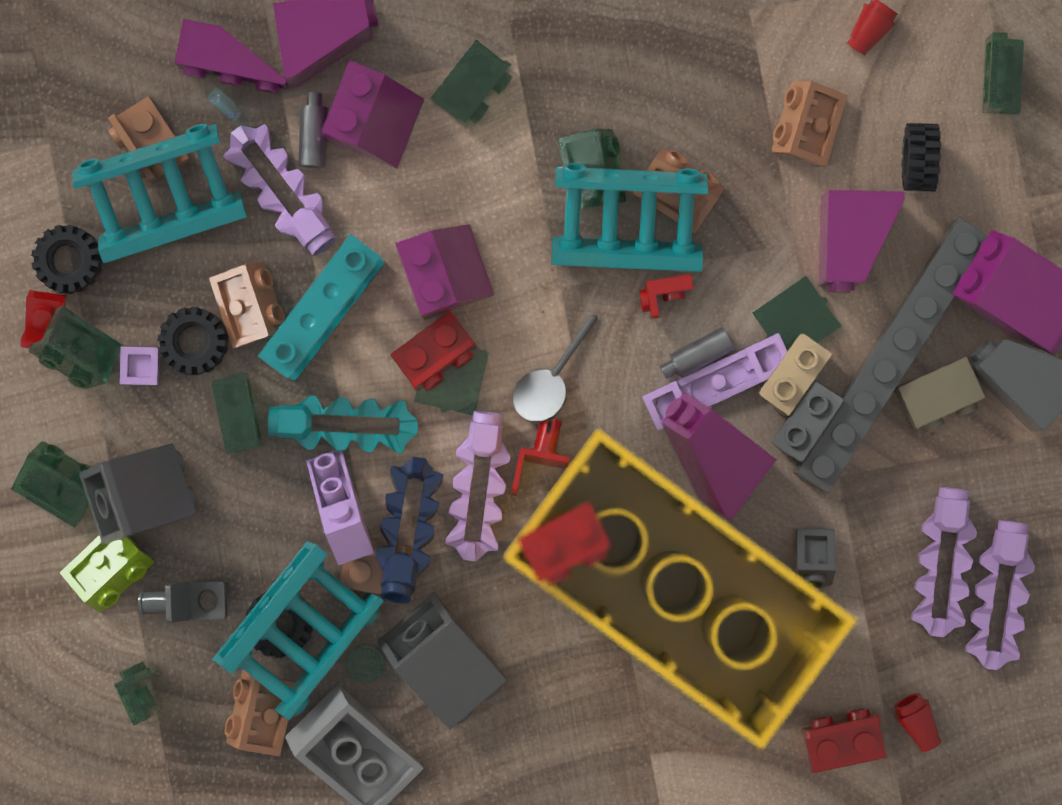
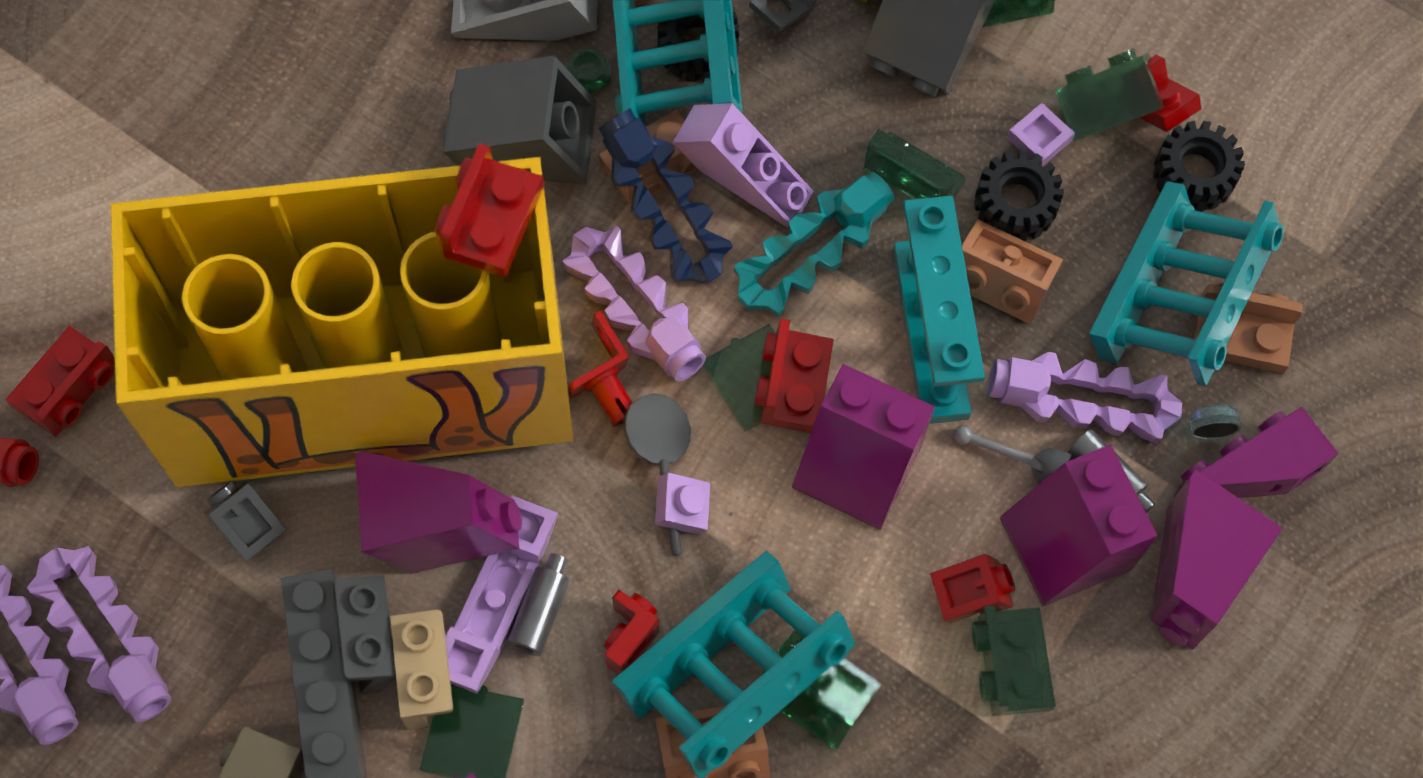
camera: 135 degrees right, 20 degrees down
(344, 169) = (1042, 463): none -> hinge
(455, 141) = (971, 586): none -> red bracket
(567, 338) = (682, 503): none -> lavender plate

